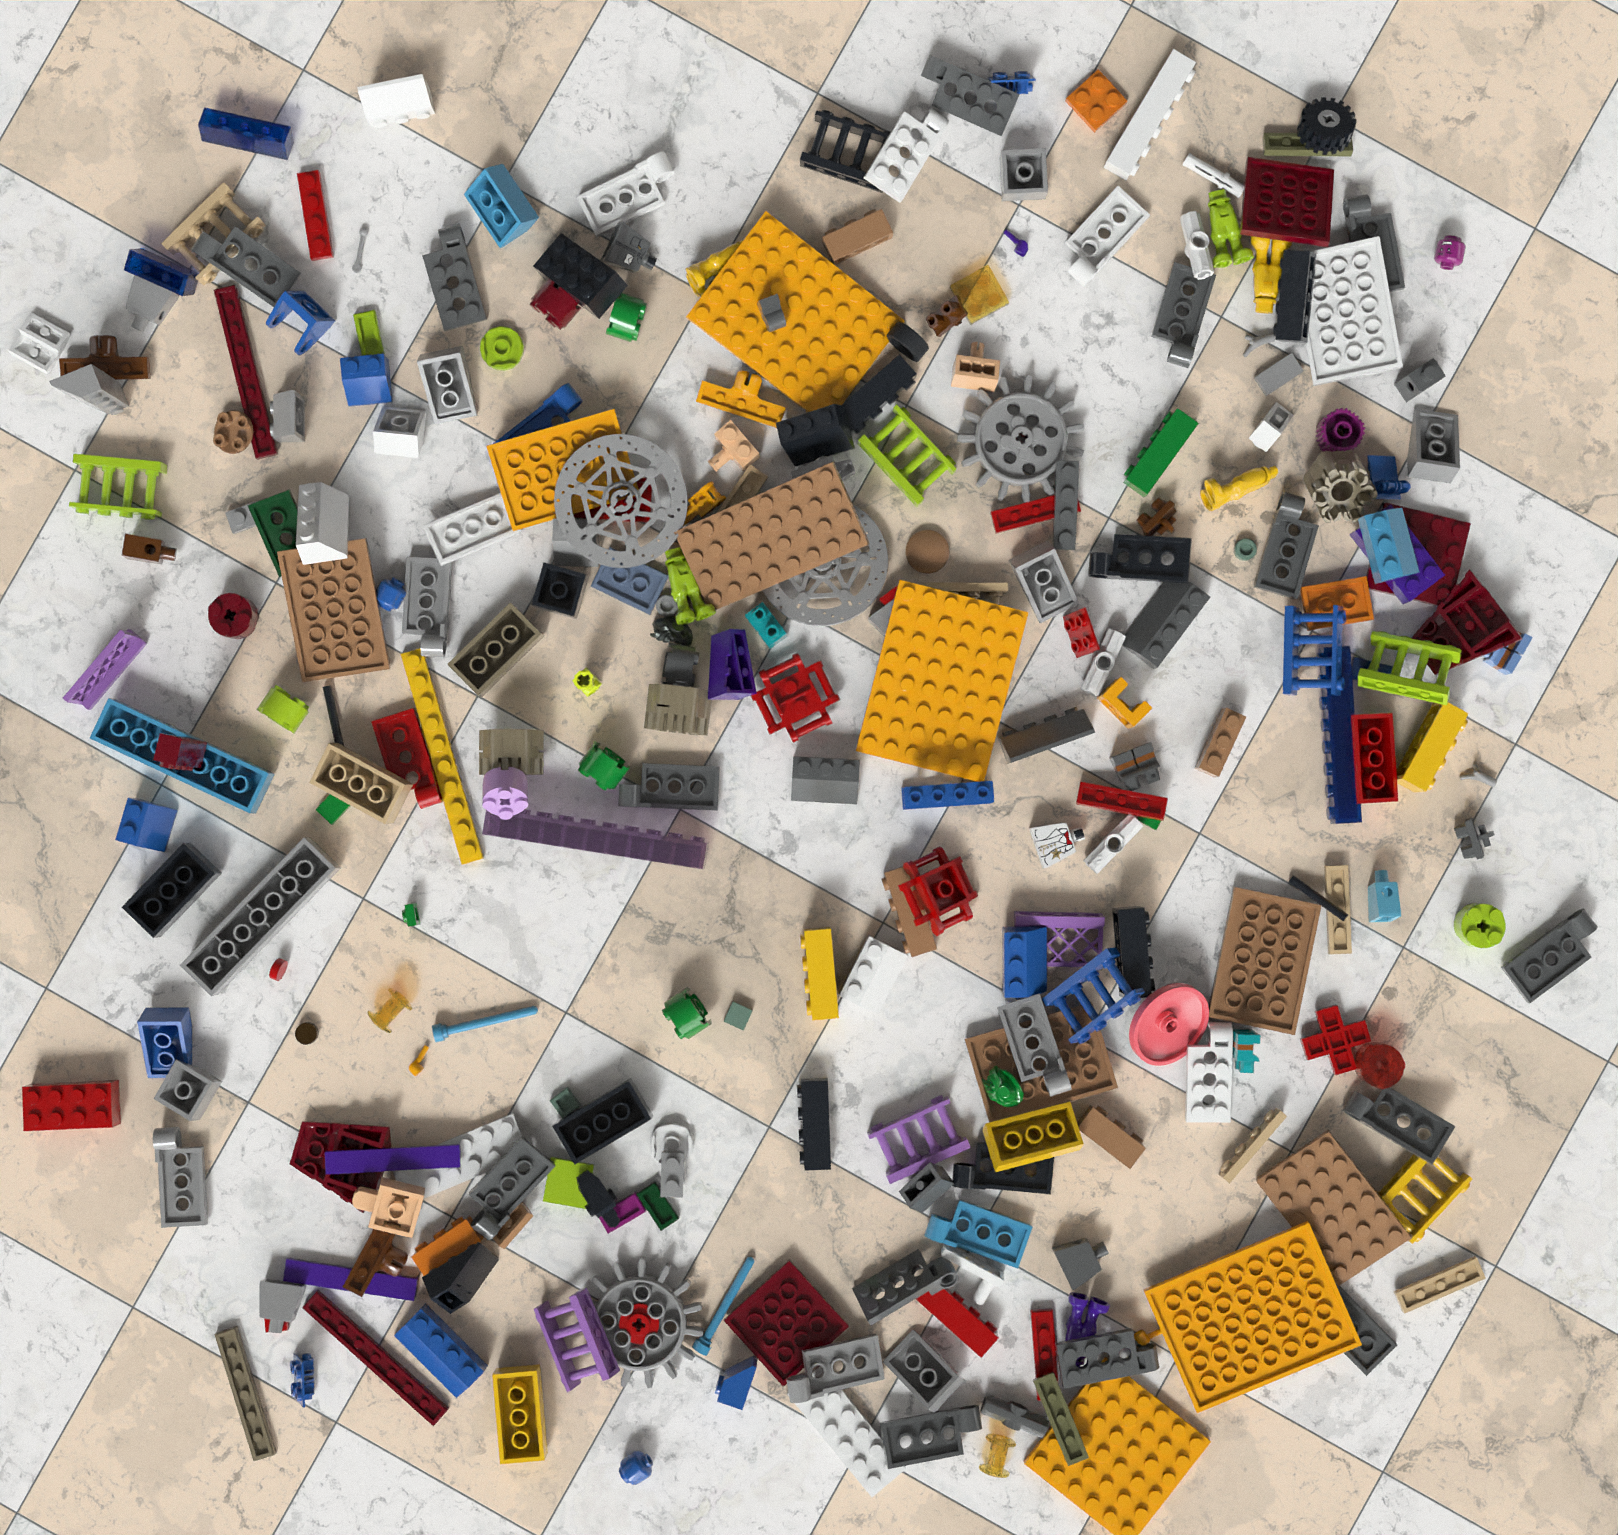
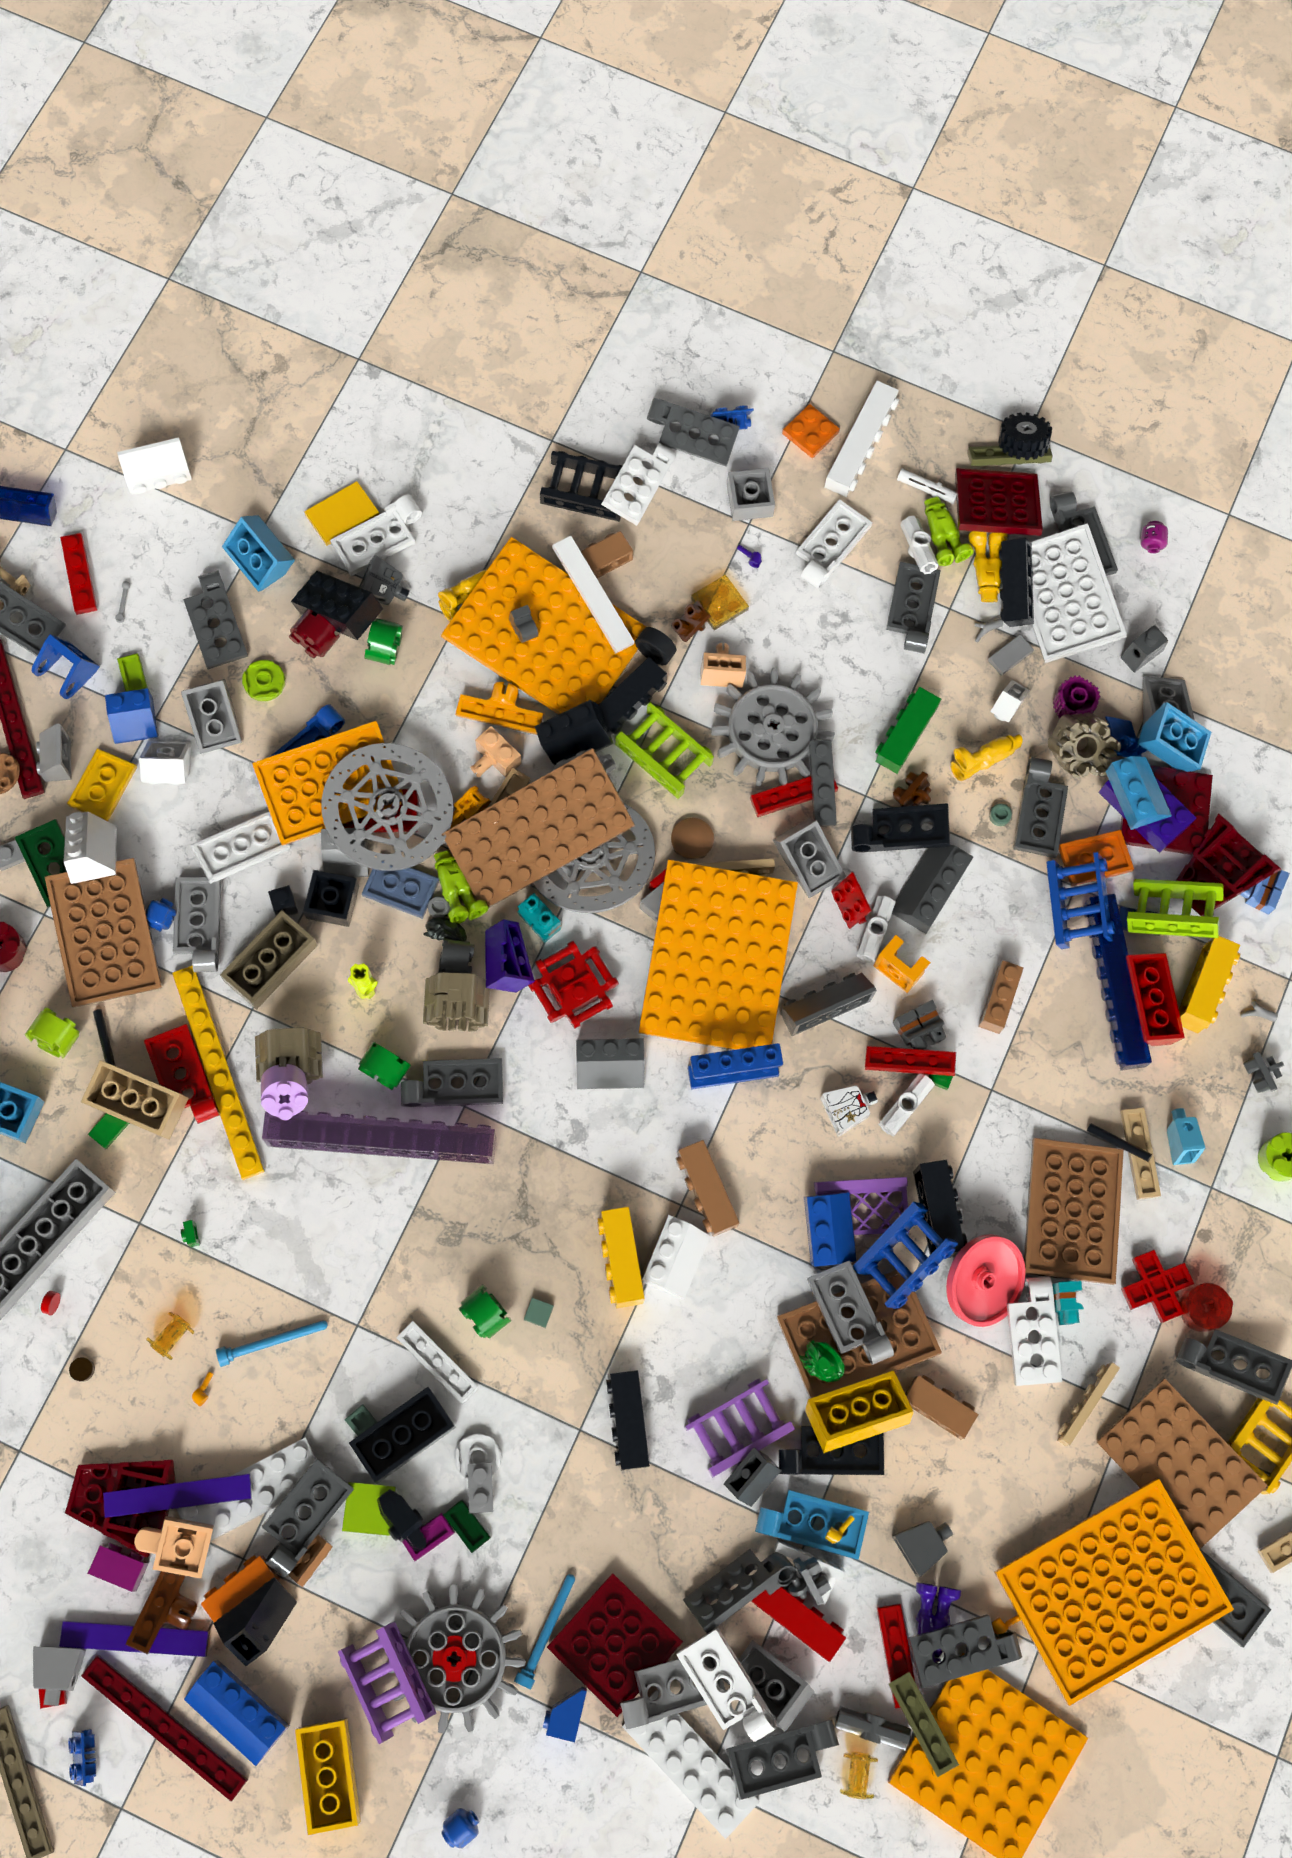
camera: 15 degrees left, 15 degrees down
(335, 450) = (102, 784): none -> yellow tile
(337, 1216) = (118, 1567): none -> magenta brick
(512, 590) = (283, 900): none -> black brick
(590, 164) = (341, 512): none -> yellow tile
(639, 1055) = (437, 1362): none -> white plate
(846, 280) = (593, 594): none -> white tile
(909, 1402) = (756, 1715): none -> white hinge
(938, 891) = (734, 1163): red brick -> none
(962, 1289) = (801, 1585): none -> dark grey hips
(999, 1246) = (835, 1535): none -> yellow hand
(1437, 485) = (1175, 738): none -> dark azure slope

